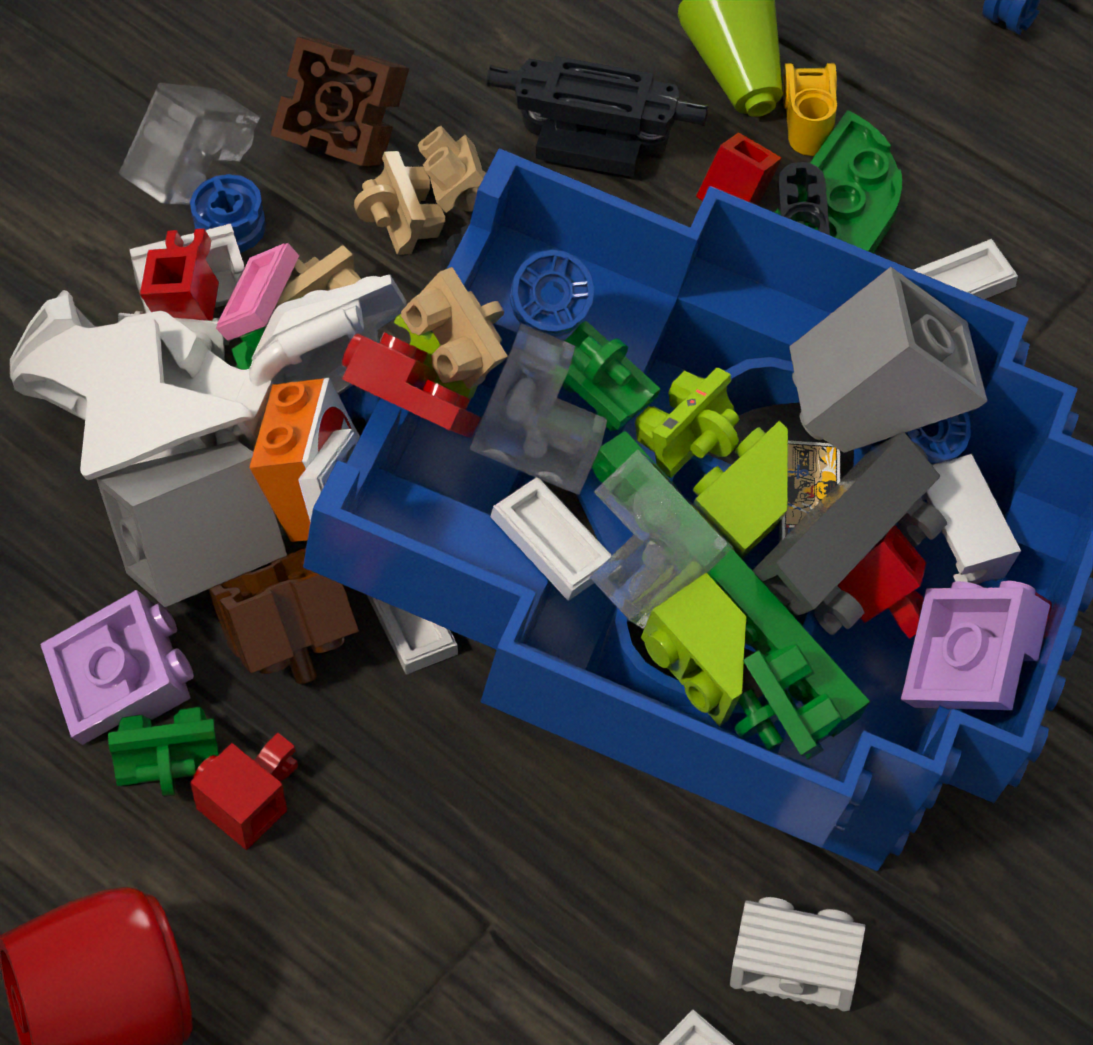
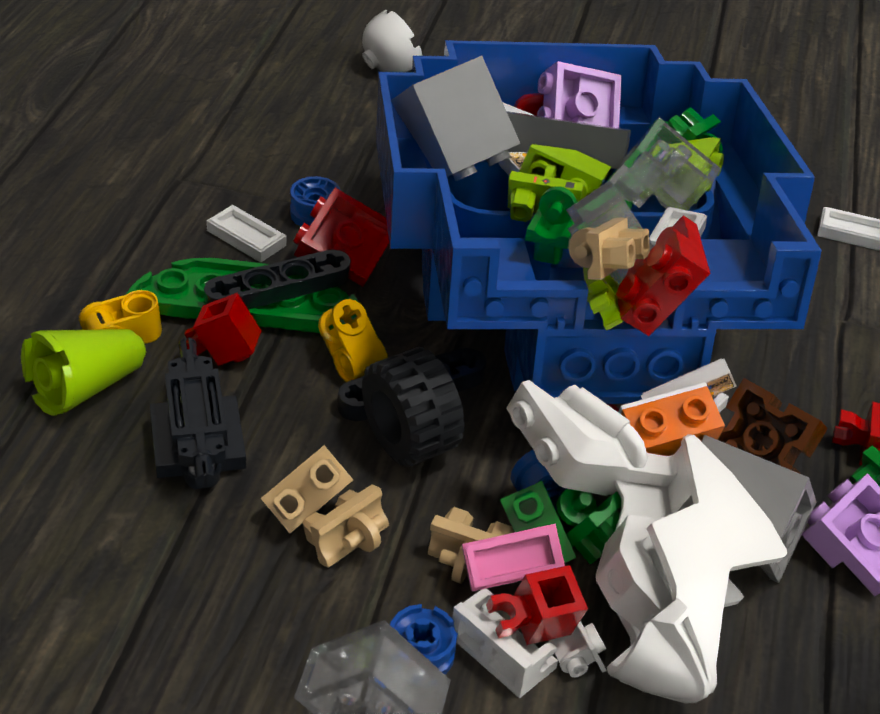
camera: 120 degrees left, 15 degrees down
(339, 101) = (279, 576): reddish brown brick -> none
(568, 276) = (540, 219): blue wheel -> none

